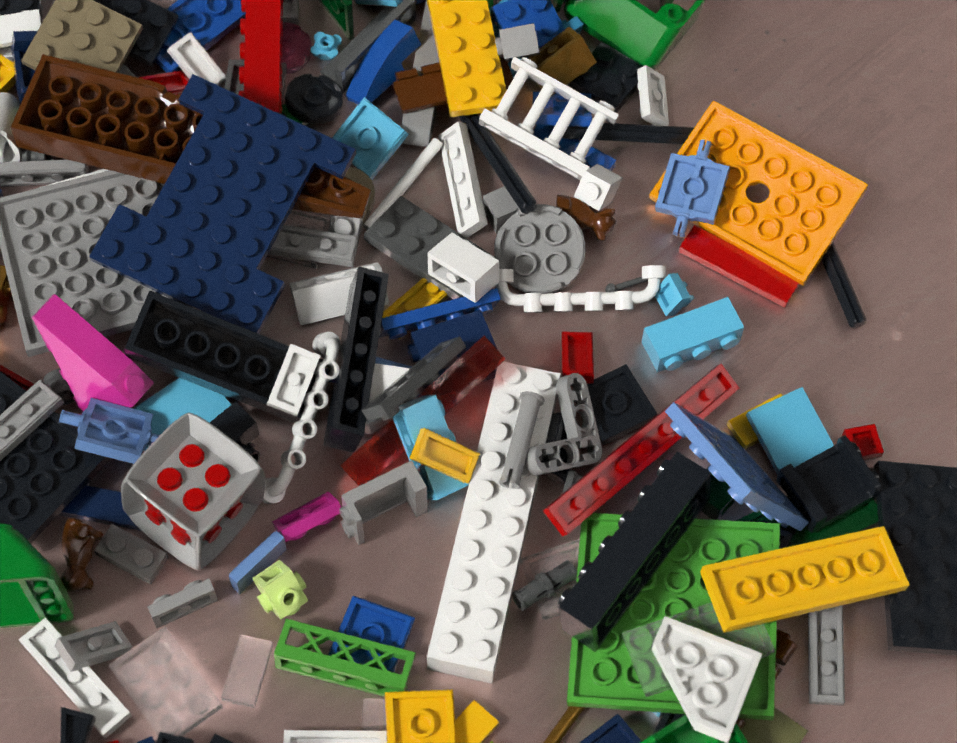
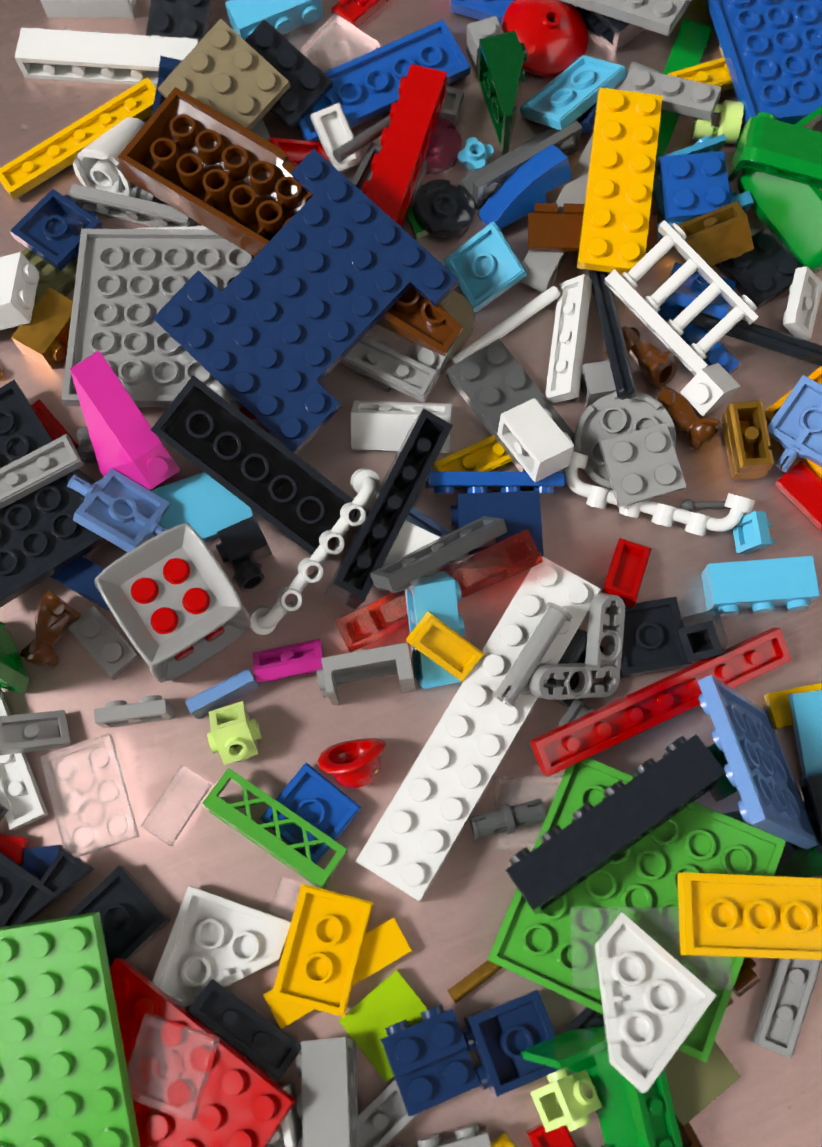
camera: 25 degrees right, 10 degrees up
(222, 57) = (361, 140): none -> dark grey bar
(293, 380) = (314, 514): white plate -> none
(396, 583) = (353, 761): none -> red hat
(517, 42) = (674, 204): light grey brick -> none
(544, 180) = (656, 365): none -> reddish brown animal
(561, 263) = (642, 465): none -> light grey plate
(643, 220) = (747, 440): none -> pearl gold brick
(659, 387) = (703, 635): none -> black brick

